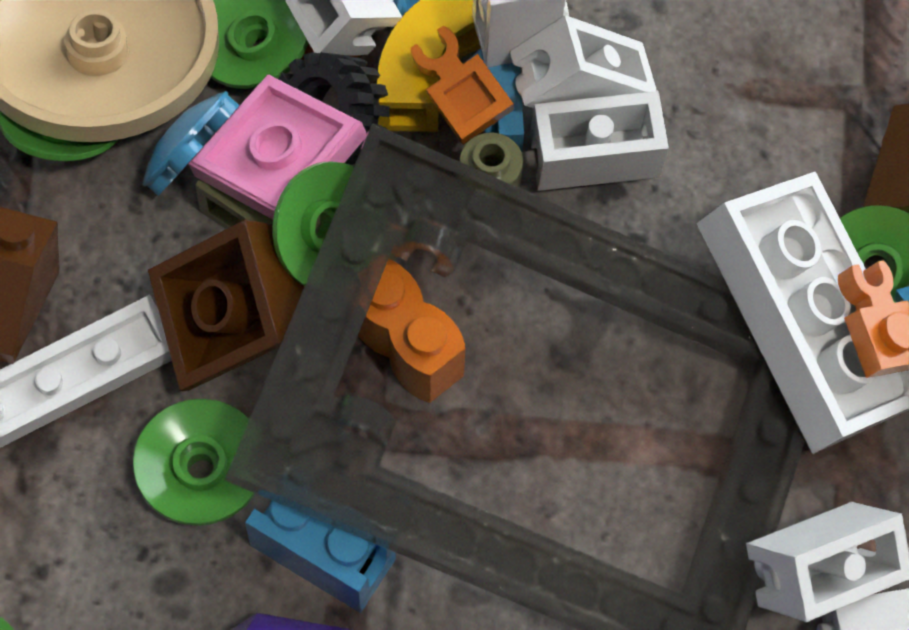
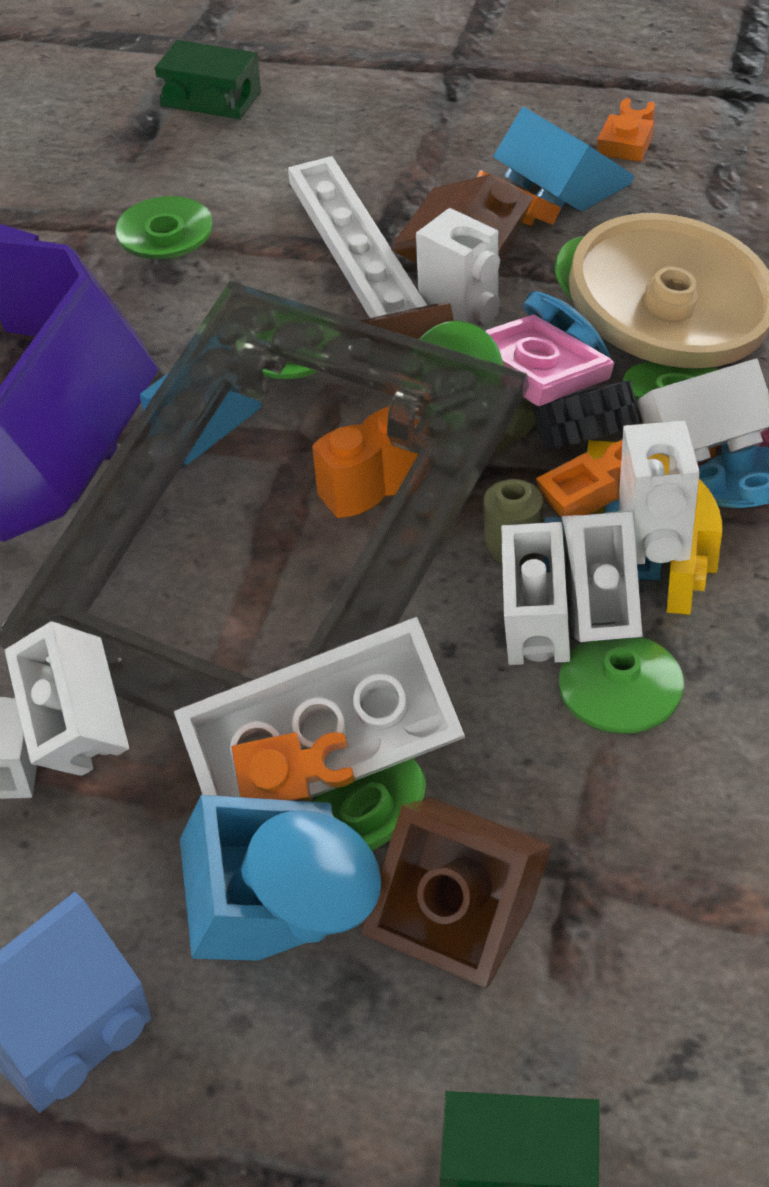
camera: 105 degrees right, 20 degrees down
(88, 260) = (459, 266): none -> white brick
(693, 82) = (621, 684): none -> bright green dish

